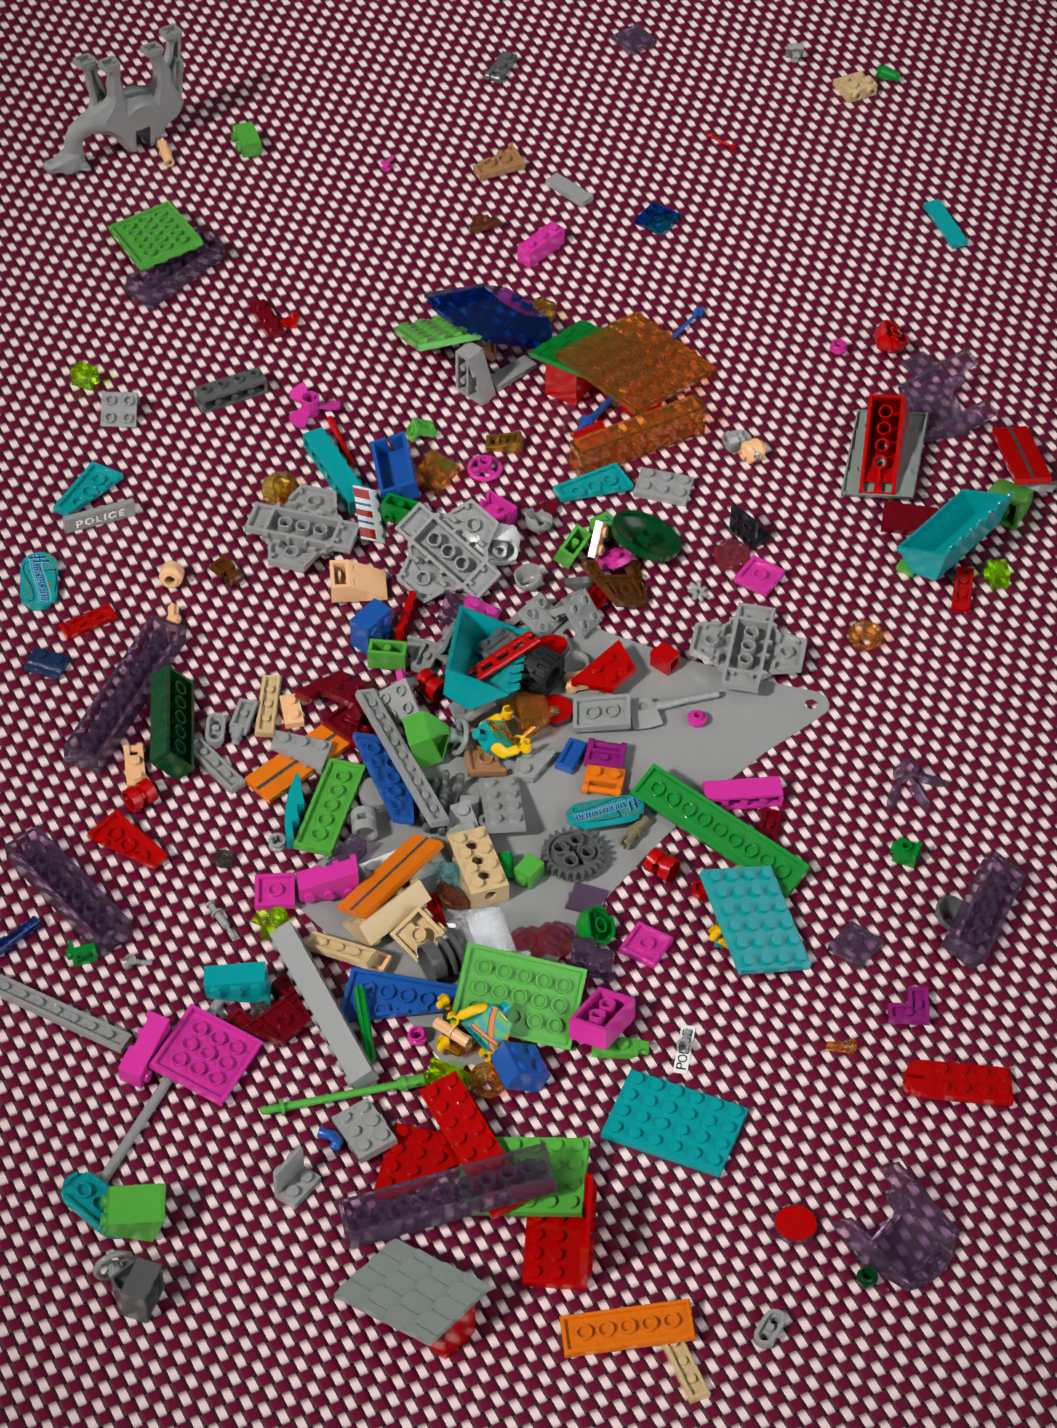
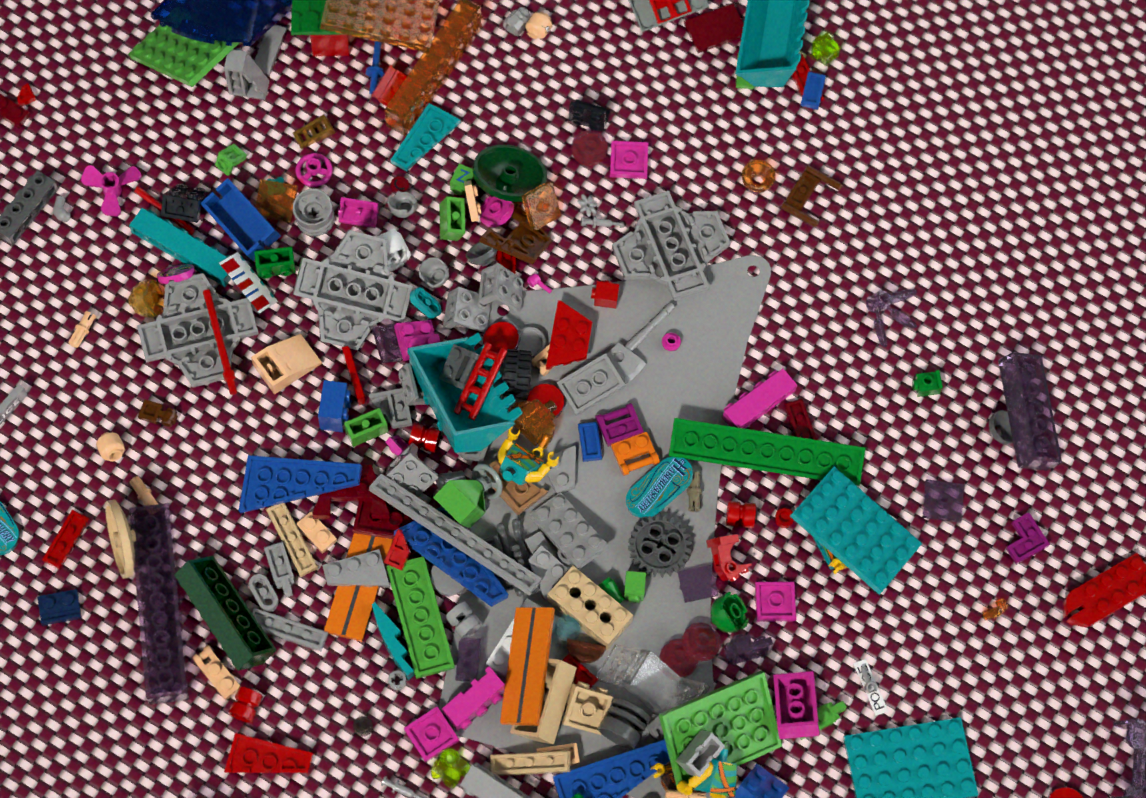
camera: 35 degrees left, 20 degrees up
(128, 627) = (120, 538): none -> tan dish
(211, 489) = (81, 329): none -> light nougat axle
(257, 403) = (58, 210): none -> light grey arm
(293, 659) = (282, 480): none -> blue wing
(302, 563) = (228, 374): none -> red bar
(314, 482) = (176, 273): none -> dark pink tile
(345, 748) = (398, 551): none -> red tile
(355, 437) = (183, 203): none -> black bracket
(458, 487) = (313, 202): none -> light grey wheel
(483, 991) = (699, 753): none -> light grey brick
(504, 593) = (425, 303): none -> teal plate
(611, 622) = (534, 279): none -> dark pink hand
(619, 895) = (723, 563): none -> red tile
(654, 568) = (541, 206): none -> clear orange plate
(663, 486) = (484, 105): light grey plate -> none
(701, 609) = (600, 222): none -> light grey piece
(899, 665) = (802, 192): none -> reddish brown plate
(962, 597) = (813, 90): none -> blue tile

